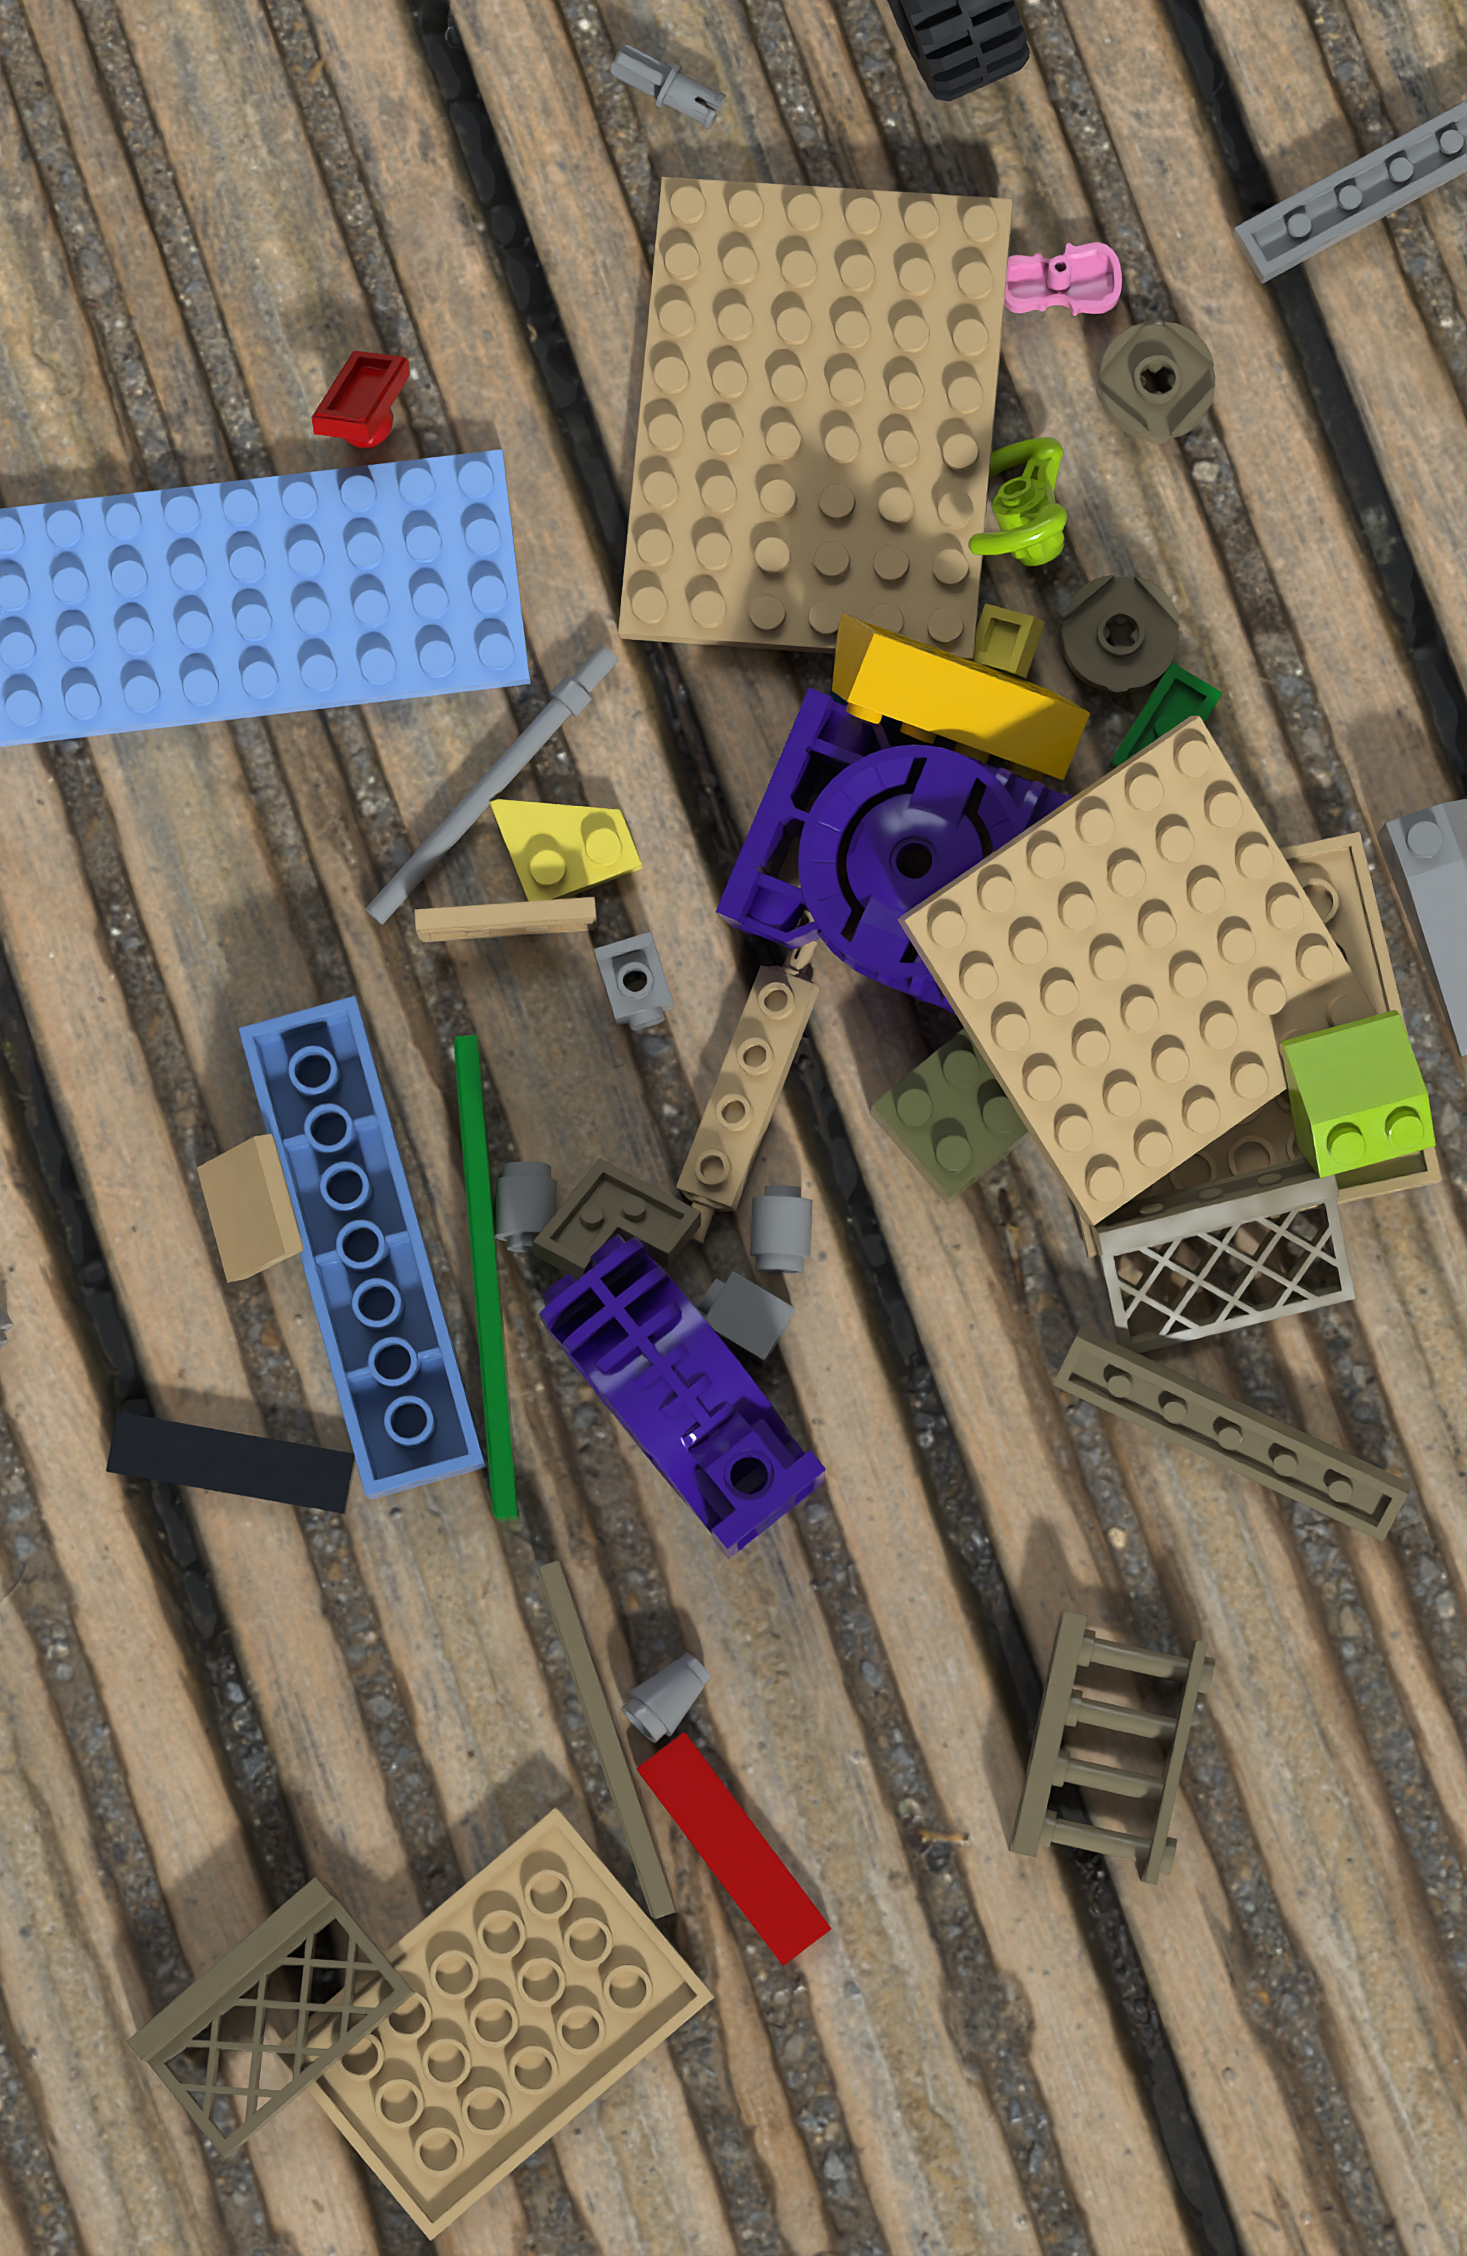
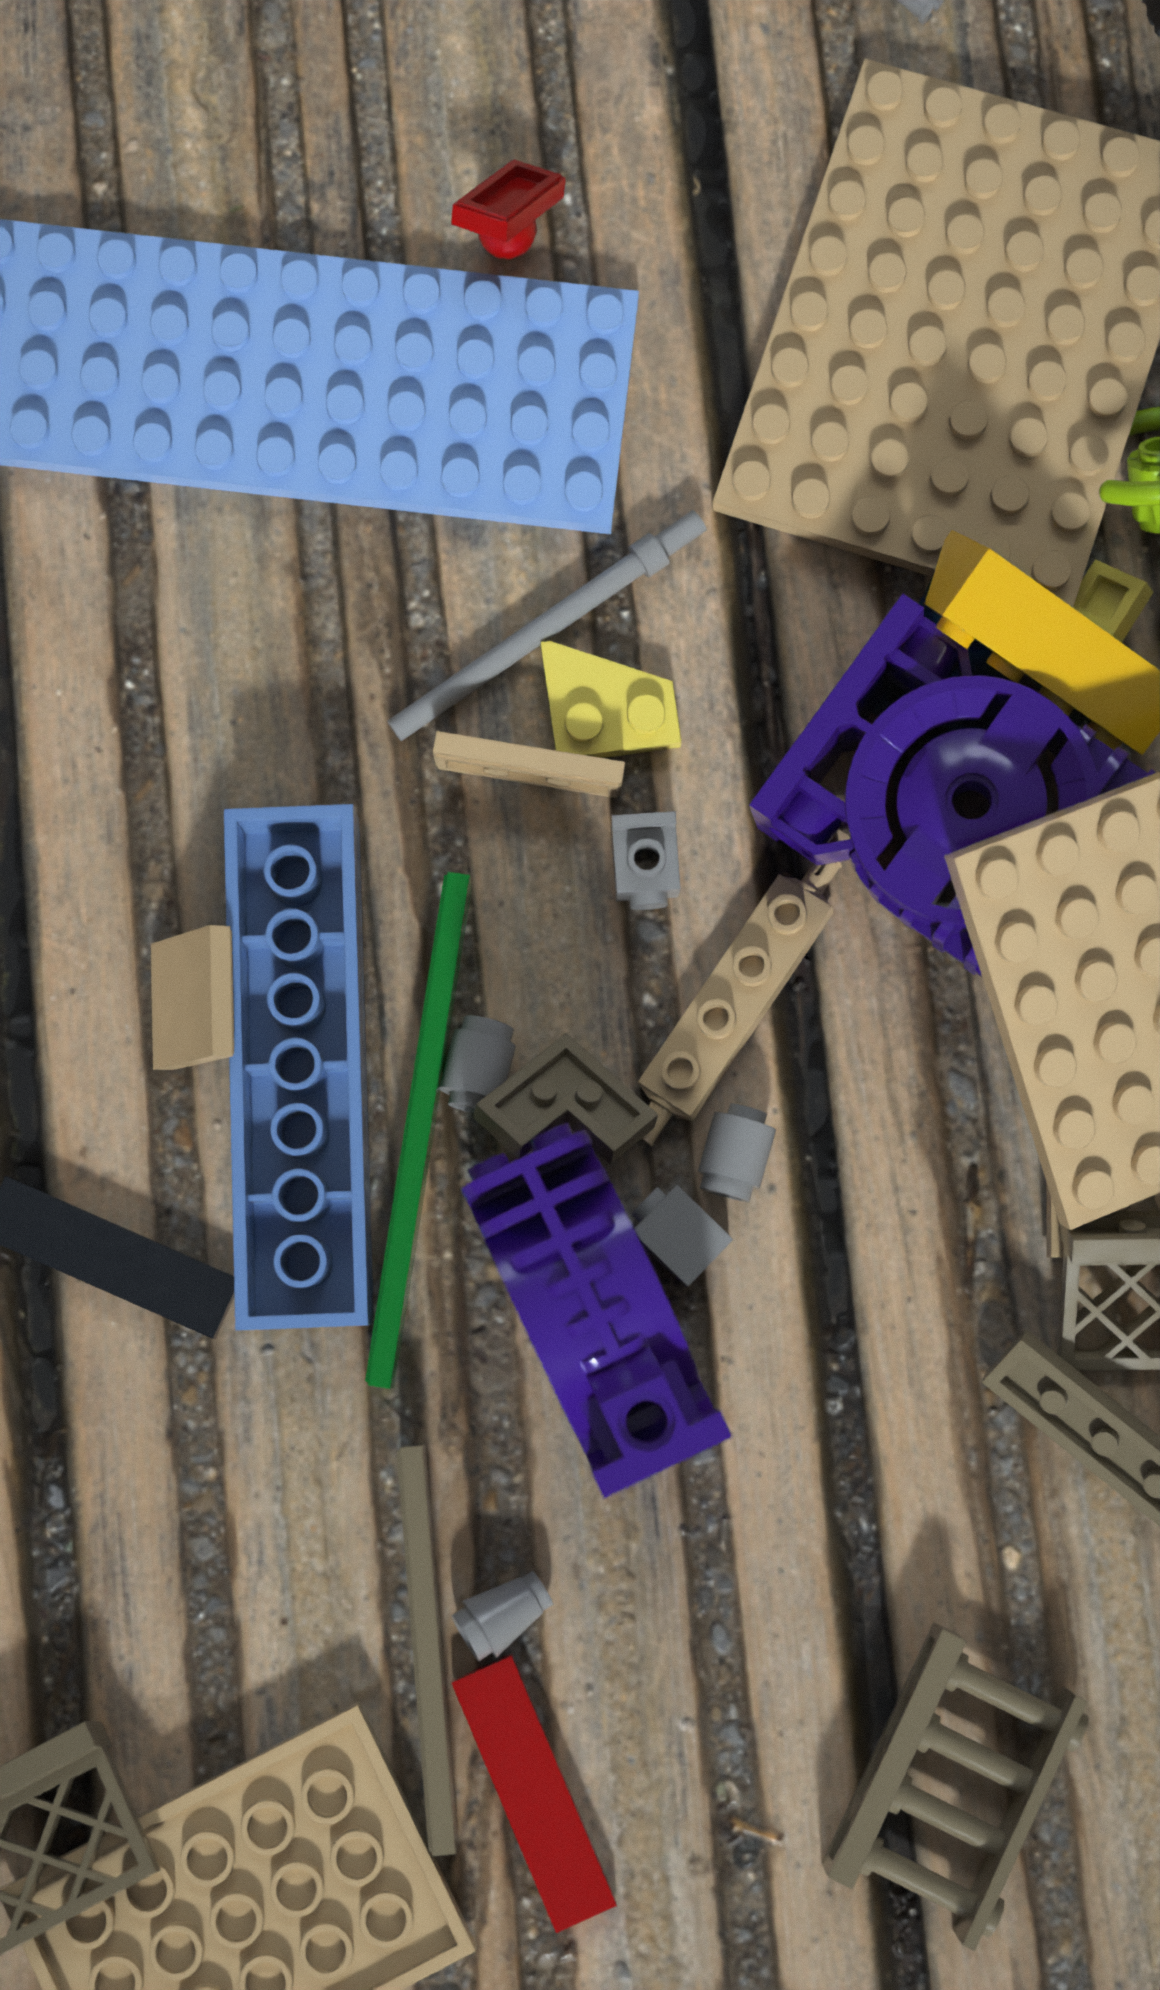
camera: 10 degrees right, 0 degrees up
(951, 1118) = (942, 1077): olive brick -> none

